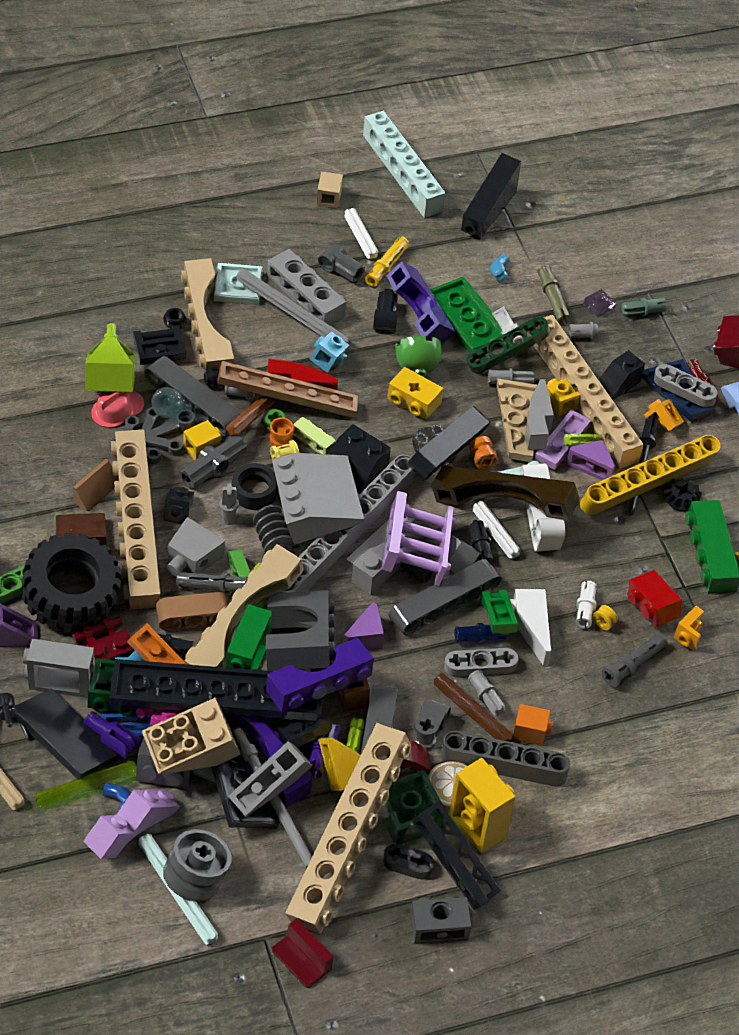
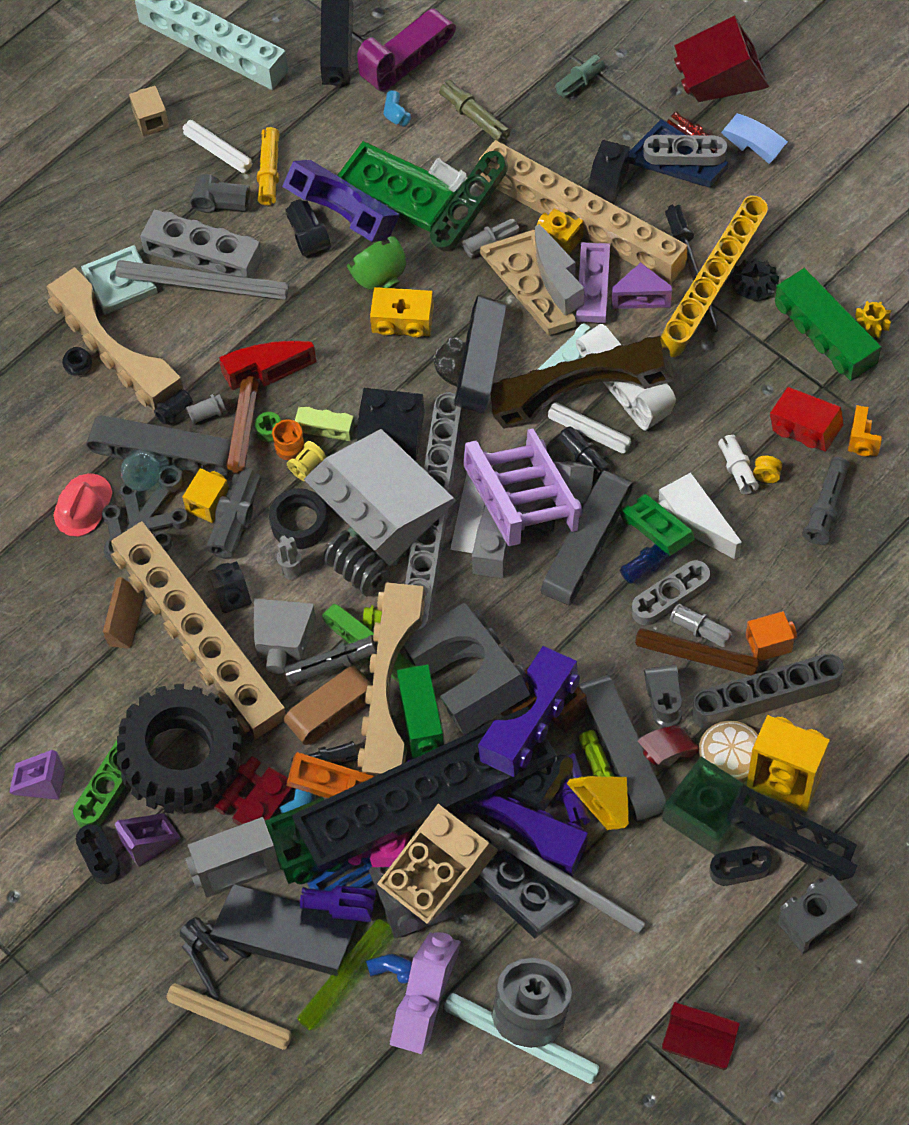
camera: 20 degrees left, 10 degrees up
(88, 524) = (142, 674): copper bracket -> none
(110, 365) = (49, 462): lime piece -> none
(159, 343) = (82, 411): black plate -> none
(270, 779) = (549, 862): light grey slope -> none
(287, 389) = (263, 383): medium nougat plate -> none
(329, 351) = (278, 312): medium azure brick -> none
(367, 629) = (532, 625): medium lavender slope -> none
(382, 742) = (645, 751): tan brick -> none
(483, 452) = (520, 344): orange wheel -> none
(530, 234) = (390, 62): none -> magenta beam
(578, 439) = (616, 272): lime axle -> none
(585, 331) = (533, 139): light grey pin -> none
(599, 303) = (528, 96): clear purple tile -> none
(667, 413) = (684, 192): light orange bracket -> none

